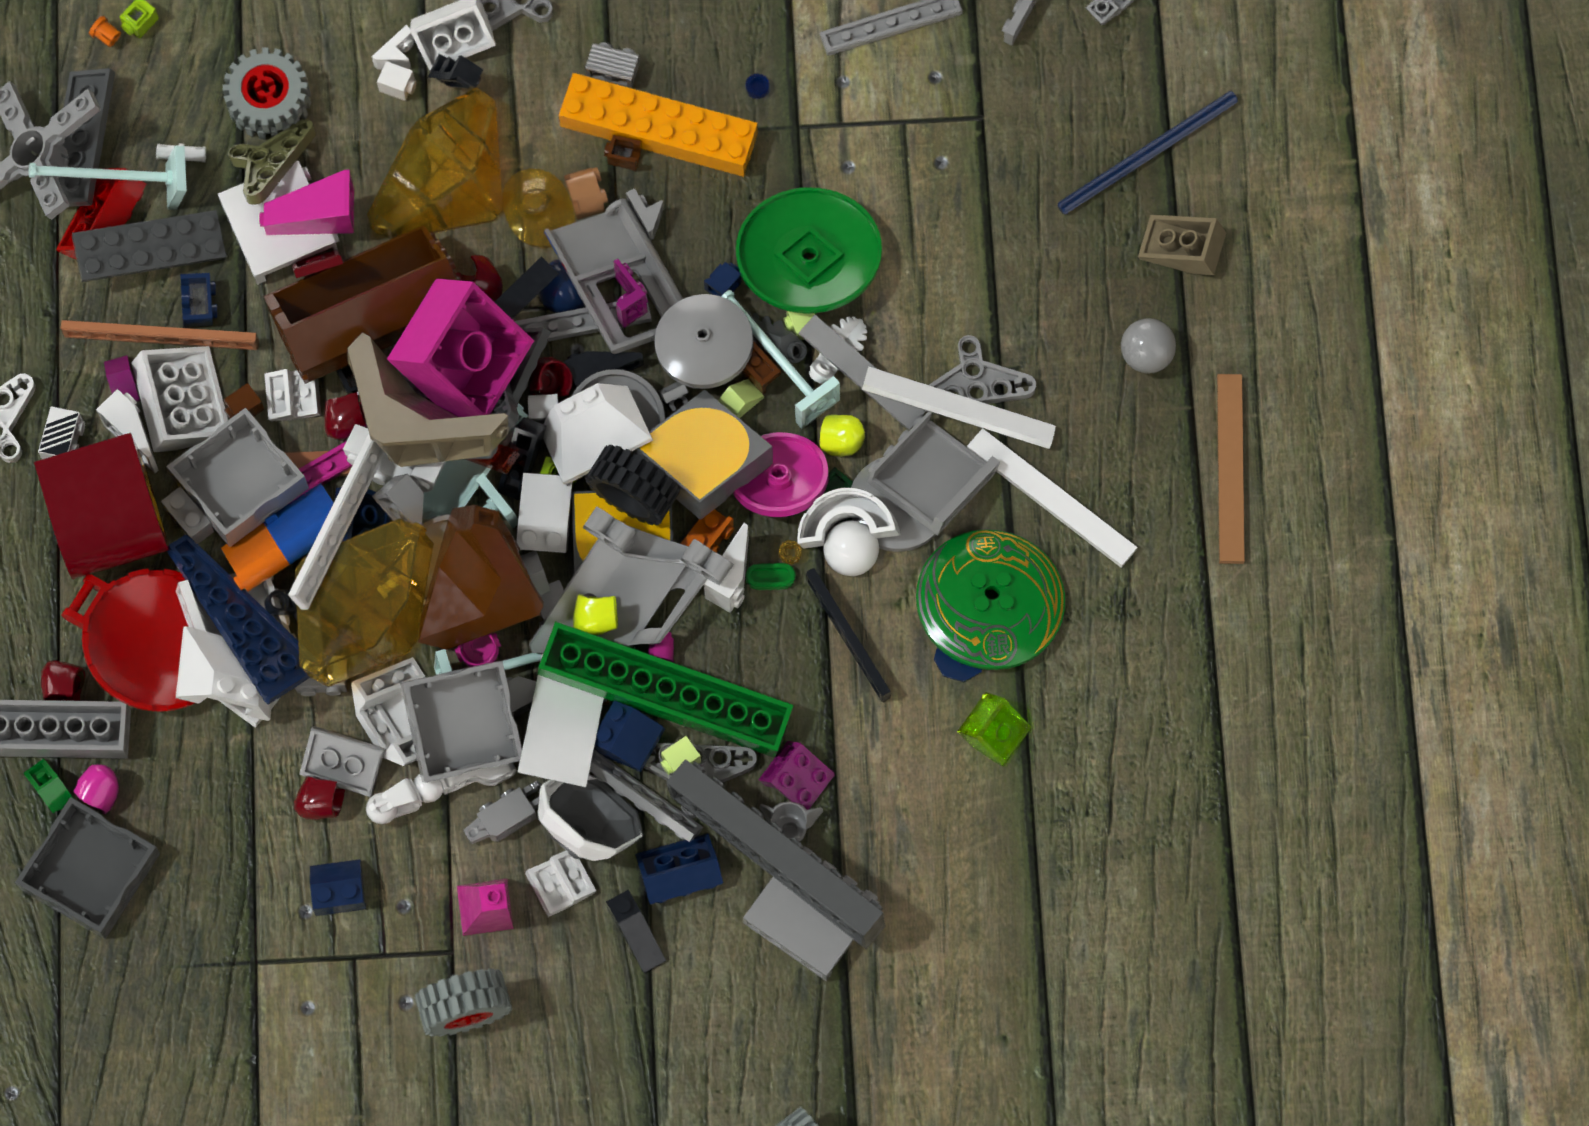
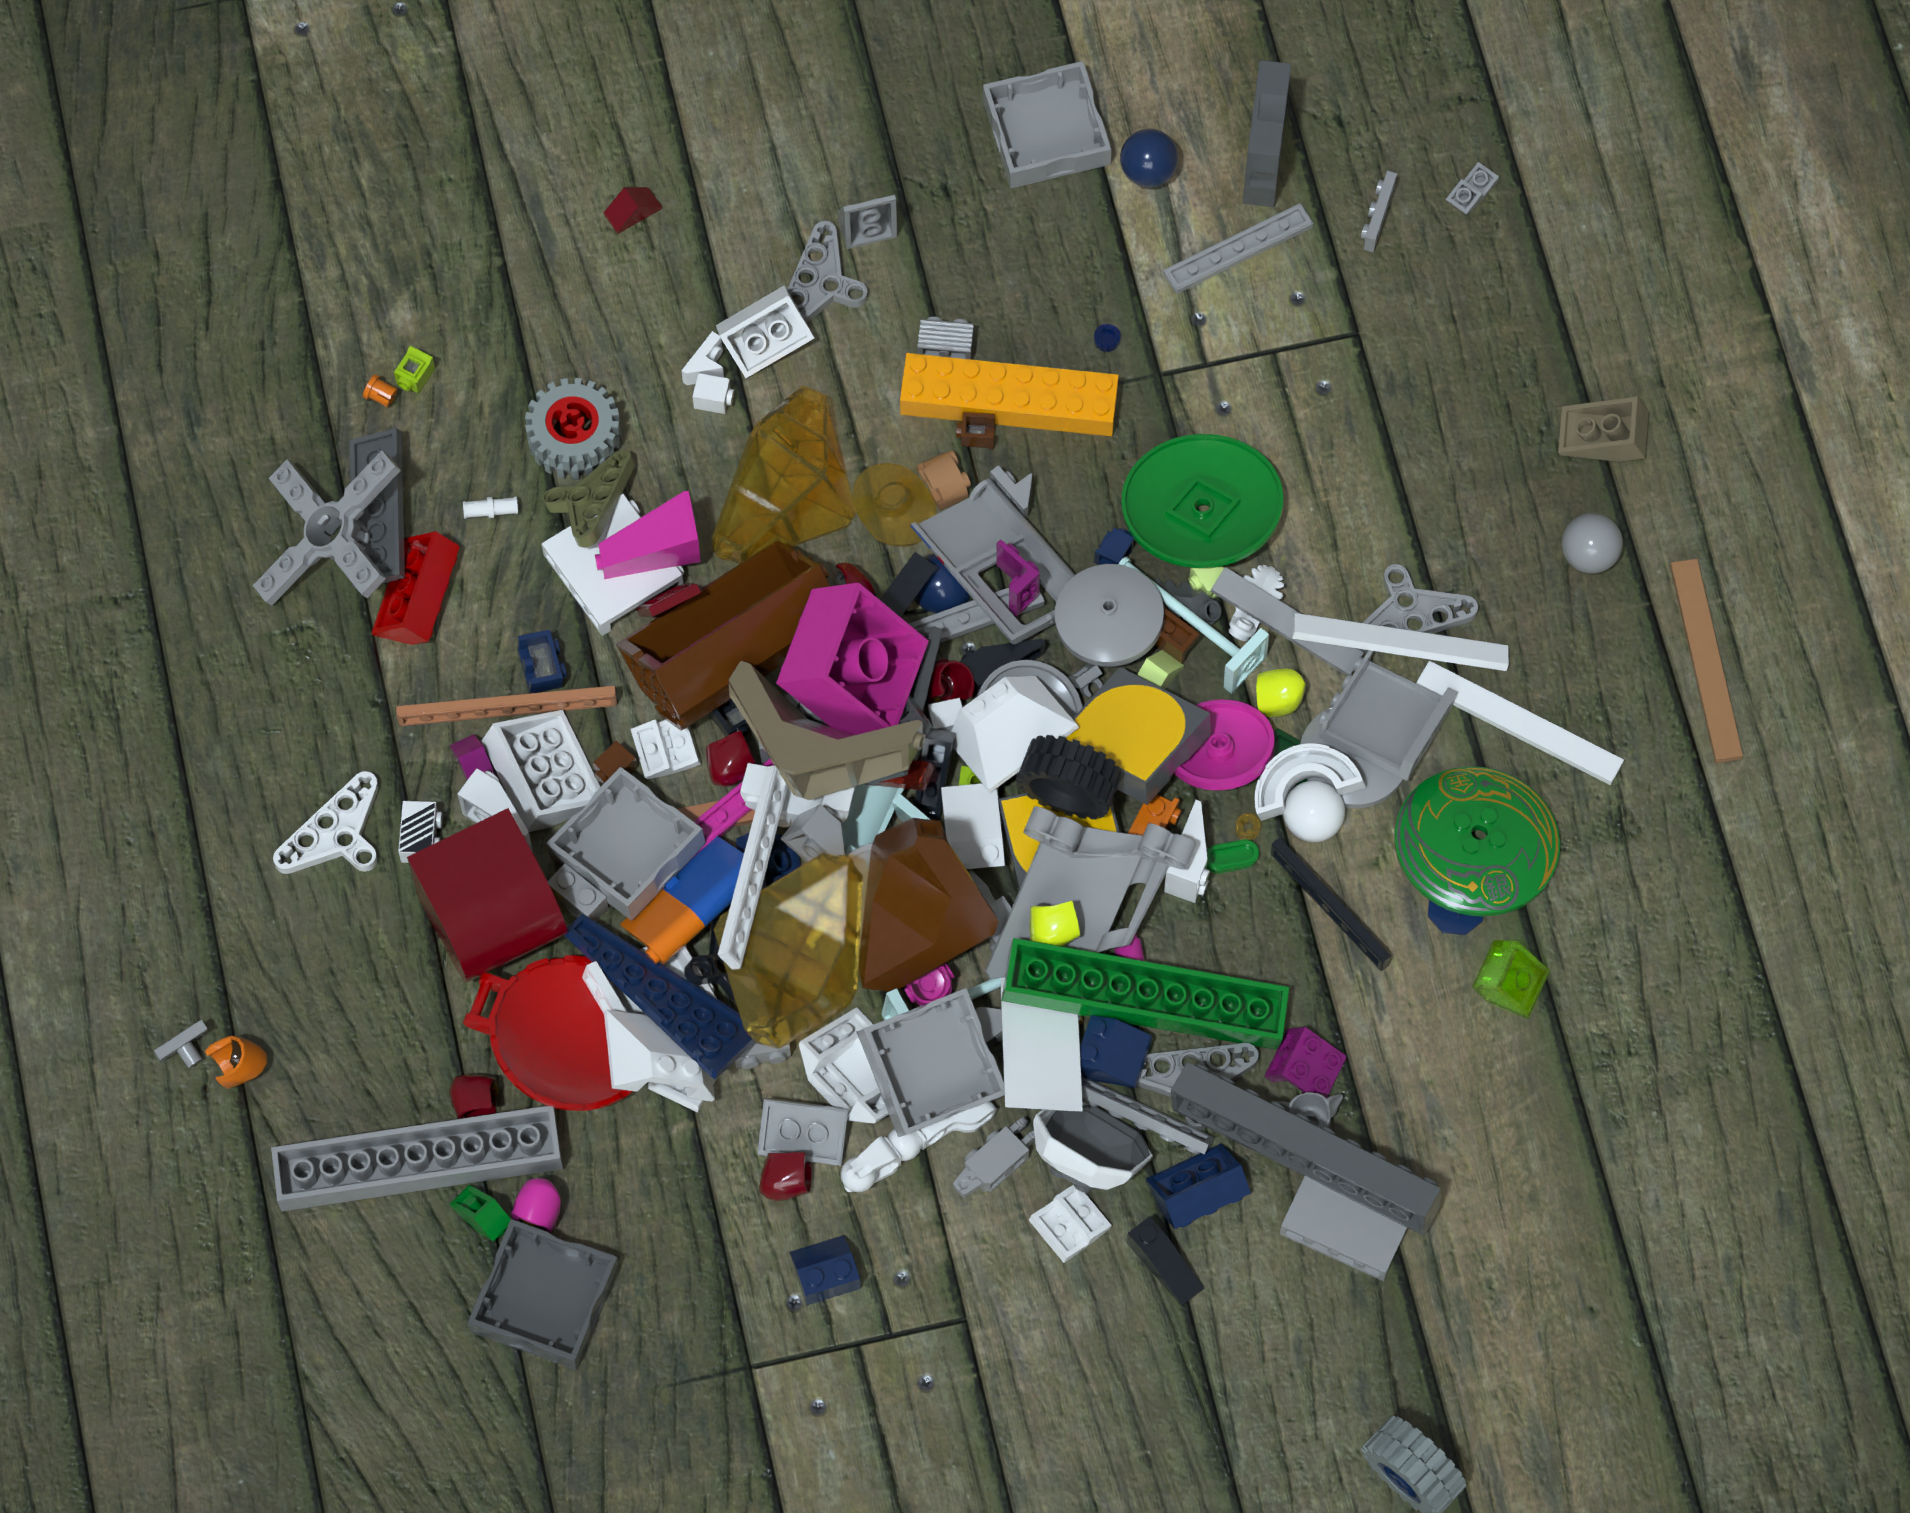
camera: 10 degrees left, 5 degrees down
(148, 246) = (476, 611): dark grey plate -> none
(173, 177) = (489, 531): light aqua tile -> none
(456, 74) = (787, 374): black window -> none
(463, 1002) = (995, 1367): light grey wheel -> none
(485, 907) = (995, 1262): dark pink slope -> none
(677, 753) = (1173, 1061): yellowish green brick -> none
(1147, 152) = (1544, 341): dark blue axle -> none

